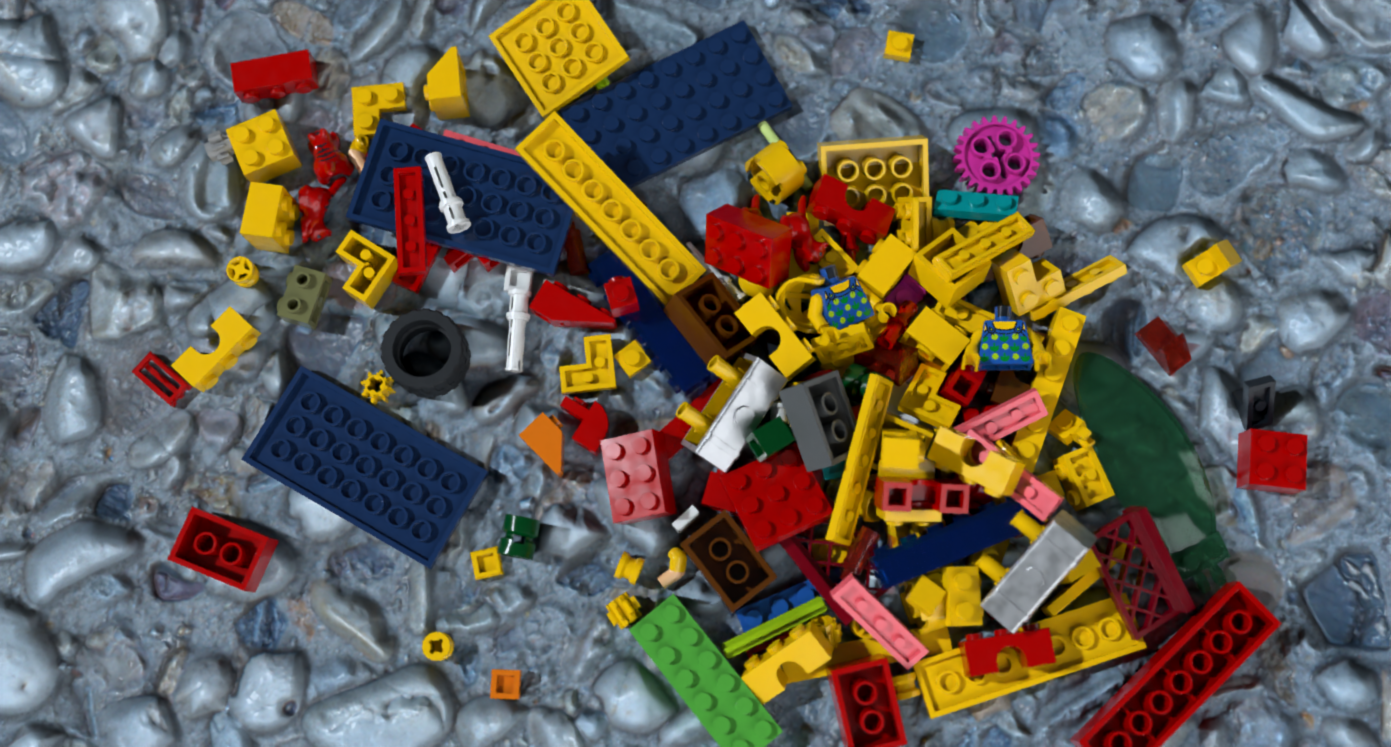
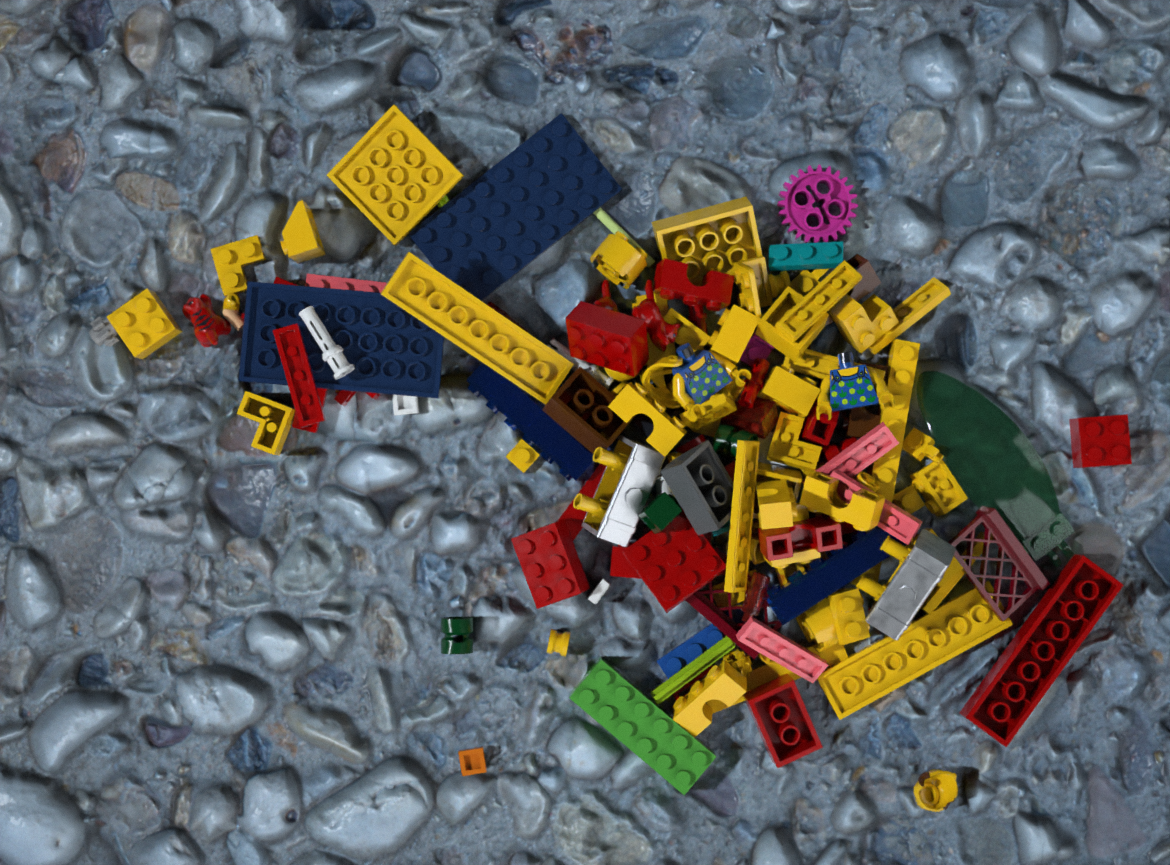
camera: 15 degrees left, 10 degrees up
(178, 392) = (124, 564): red tile -> none
(223, 550) = (202, 696): red brick -> none
(235, 337) = (163, 503): yellow arch -> none
(240, 266) = (149, 443): yellow wheel -> none
(269, 217) = (168, 391): yellow brick -> none
(274, 76) = (136, 253): red brick -> none
(304, 297) = (215, 457): olive brick -> none
(314, 205) = (204, 370): red animal -> none
(365, 466) = (307, 598): dark blue plate -> none
(370, 387) = (295, 525): yellow gear -> none
(405, 329) = (309, 482): black tyre -> none
(442, 649) = (409, 736): yellow wheel -> none
(486, 563) = (433, 661): yellow tile -> none
(517, 319) = (412, 438): white pin -> none
(546, 441) = (463, 546): orange slope -> none
(565, 310) = (452, 423): red slope -> none
(575, 252) = (452, 368): clear red cylinder -> none
(593, 424) = (502, 523): red brick -> none
(596, 373) = (494, 474): yellow plate -> none
(621, 296) = (503, 406): red brick -> none
(623, 610) = (560, 680): yellow gear -> none
(676, 569) = (599, 633): arm -> none
(728, 561) = (643, 622): reddish brown brick -> none
(898, 46) = (710, 110): yellow plate -> none
(905, 686) = (812, 696): yellow wheel -> none
(925, 595) = (817, 623): yellow tile -> none
(1032, 646) = (873, 657): red arch -> none
(1164, 346) = (993, 352): clear red slope -> none
(1211, 263) = (1026, 266): yellow slope -> none
(1256, 402) = (1080, 391): black slope -> none

